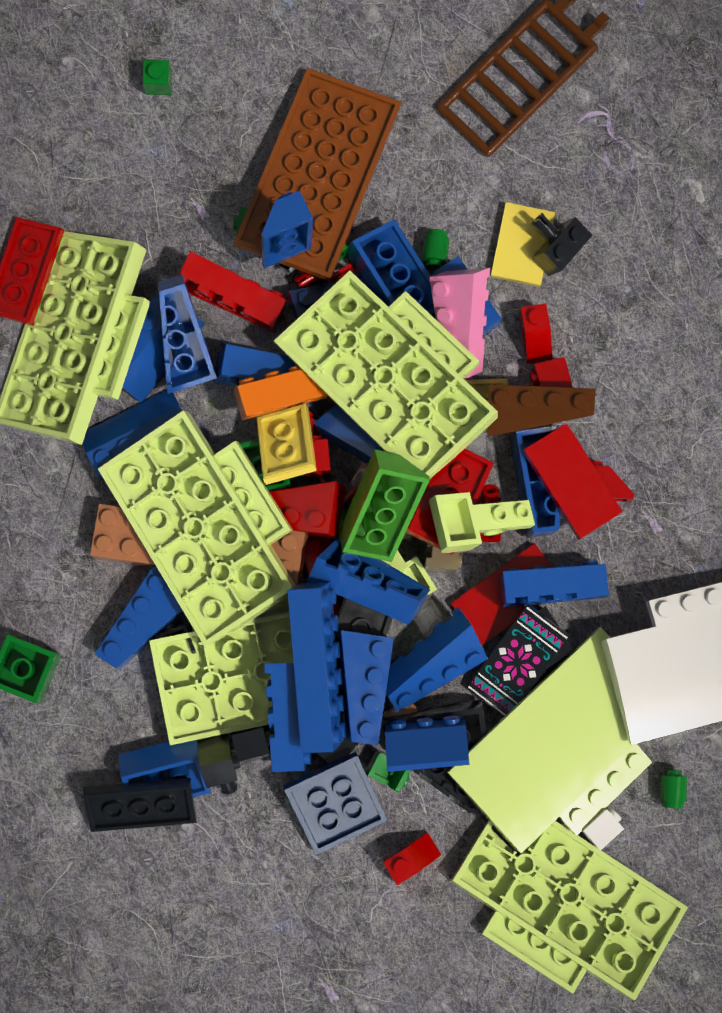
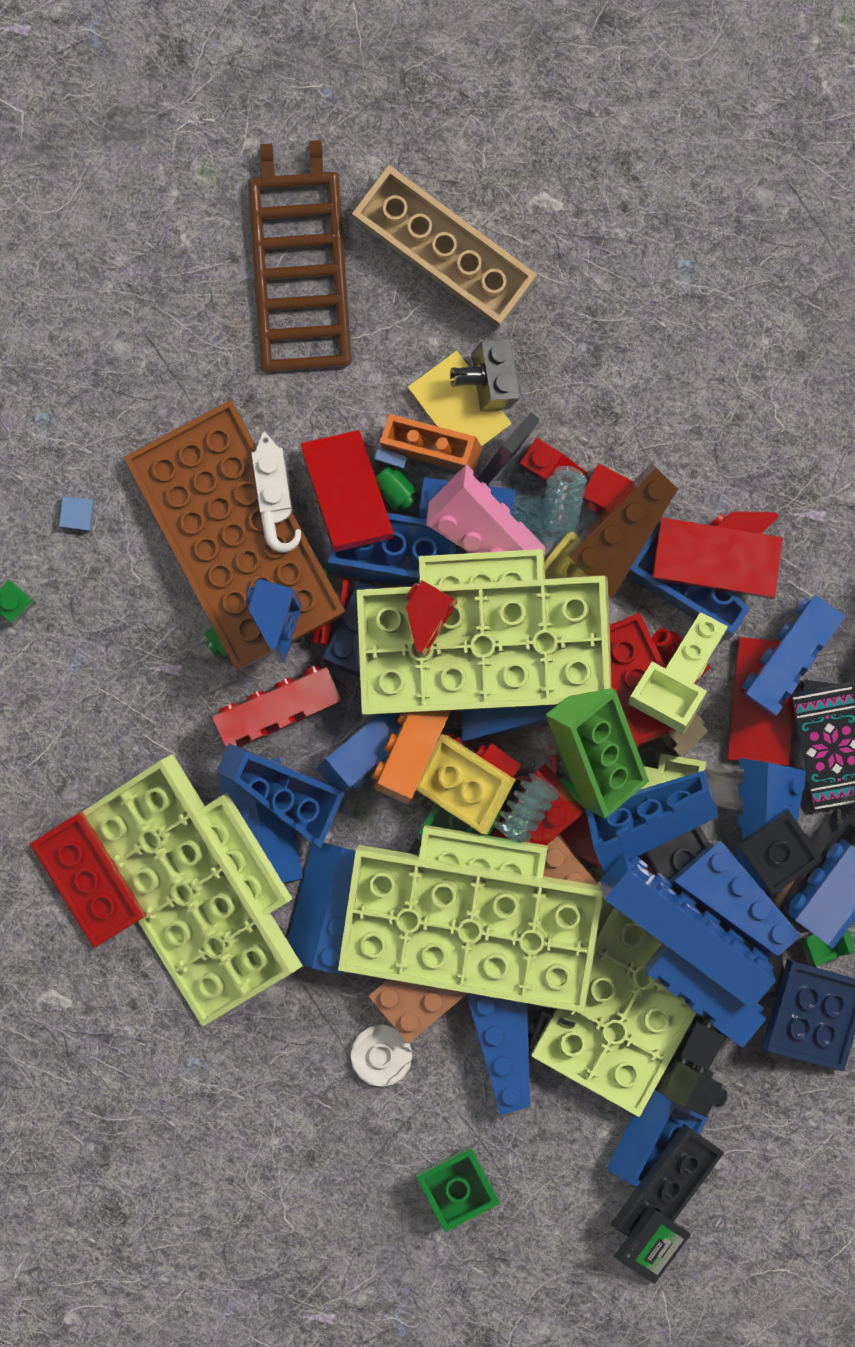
camera: 45 degrees left, 5 degrees up
(69, 548) = (381, 1055): none -> white tile
(94, 827) = (652, 1245): none -> tile
(247, 71) = (76, 513): none -> medium blue tile
(305, 495) = (527, 810): none -> clear light blue piece
(366, 172) = (273, 492): none -> white plate
(372, 323) = (427, 613): none -> red slope
(407, 216) = (346, 490): none -> red tile
(419, 684) = (779, 852): none -> black tile
(450, 226) = (391, 458): none -> medium blue tile
(482, 242) = (430, 443): none -> orange brick
(521, 354) = (563, 500): none -> clear light blue piece
(523, 291) = (508, 449): none -> black tile
(612, 147) = (444, 246): none -> tan brick

